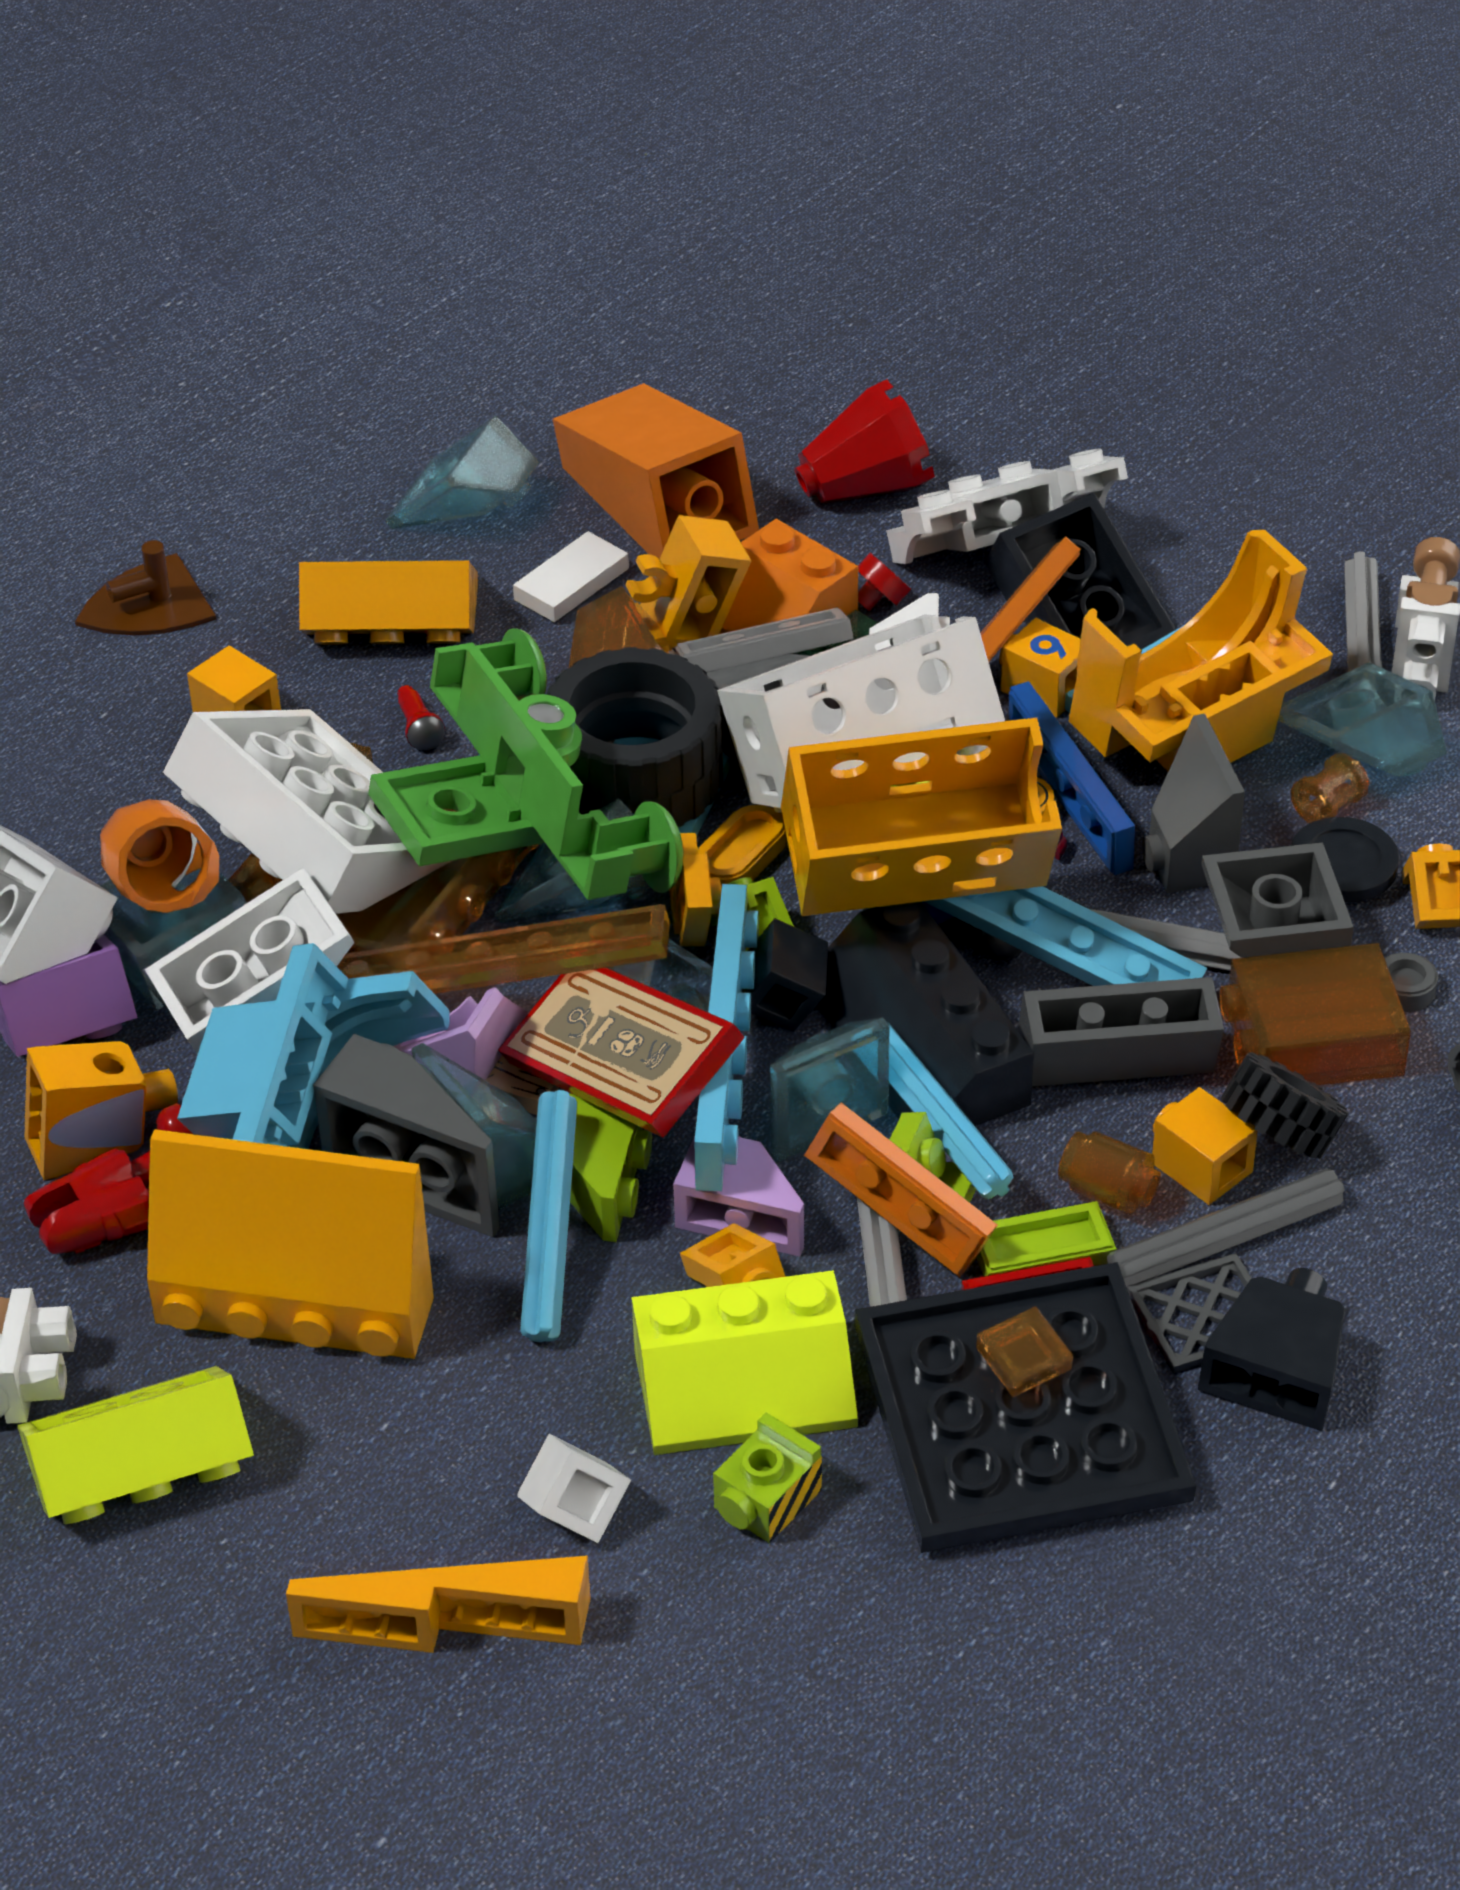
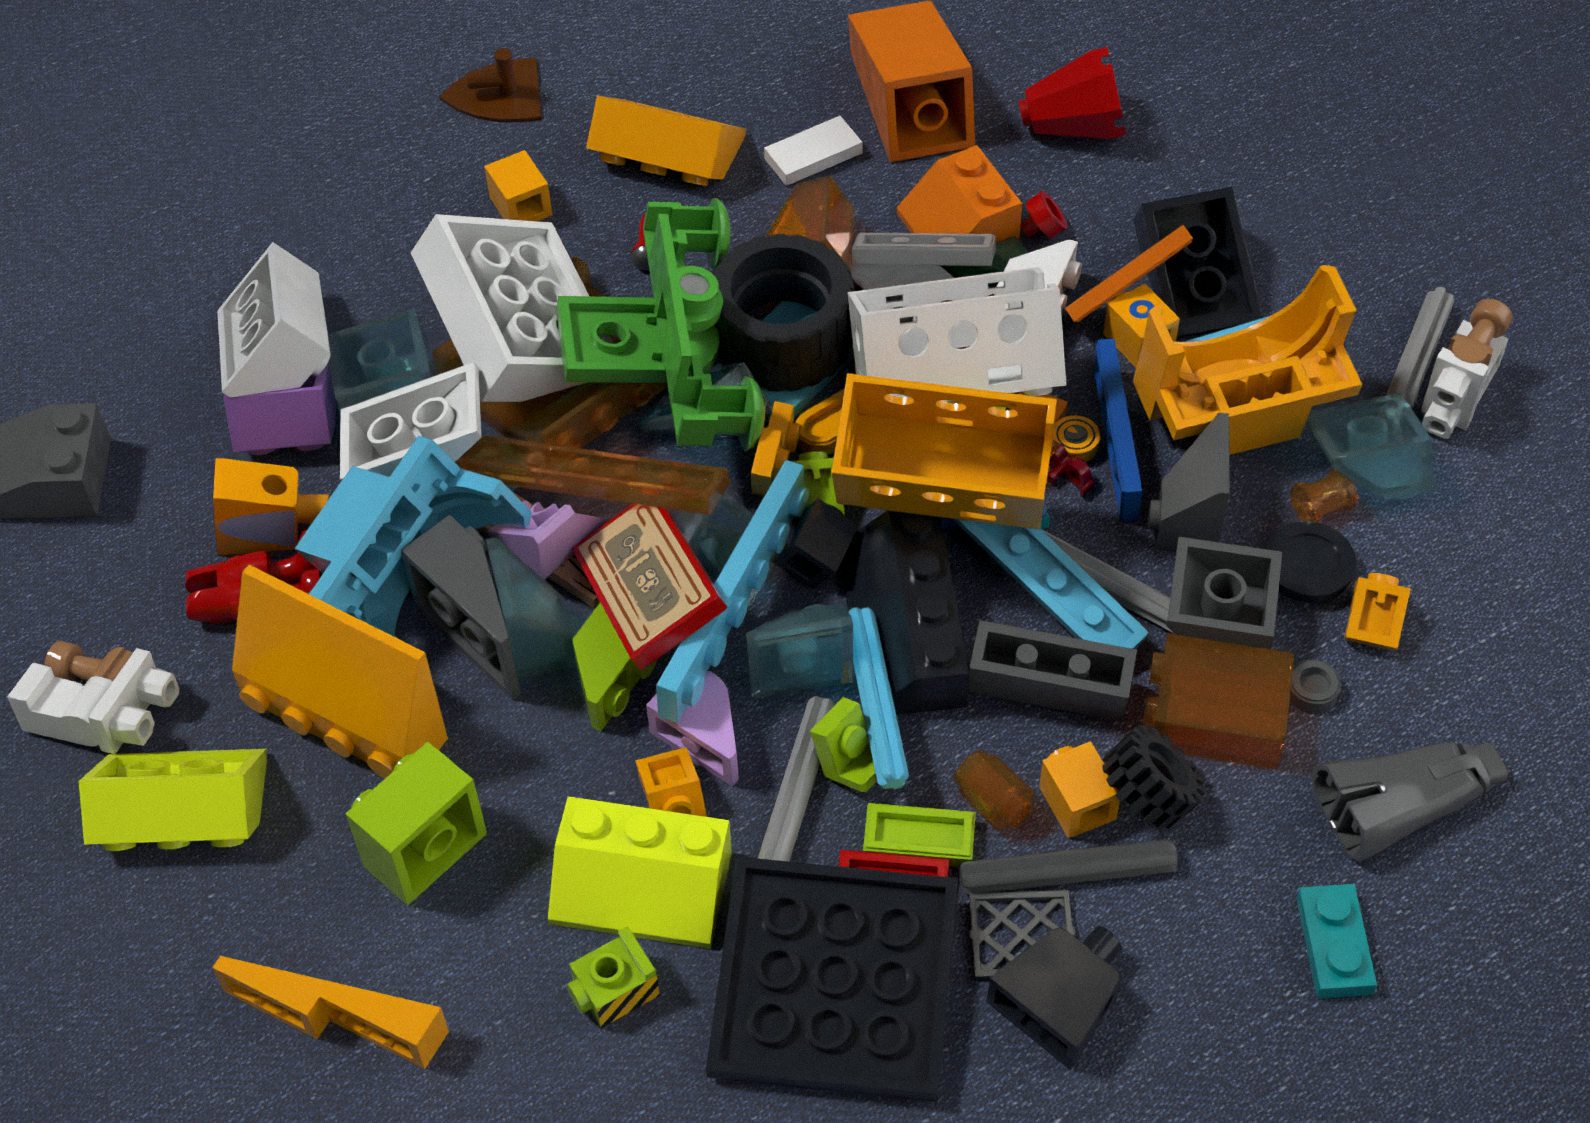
camera: 20 degrees right, 10 degrees up
(151, 850) = (367, 321): orange piece -> none
(459, 1376) = (416, 822): none -> lime brick
(468, 478) = (769, 49): clear light blue slope -> none
(549, 1217) = (544, 703): medium azure axle -> none
(573, 1488) = (468, 938): white panel -> none
(692, 580) = (889, 183): light orange brick -> none
(900, 1189) = (815, 763): orange tile -> none
(977, 511) = (1155, 175): white bracket -> none
(1024, 1351) = (847, 936): clear orange tile -> none

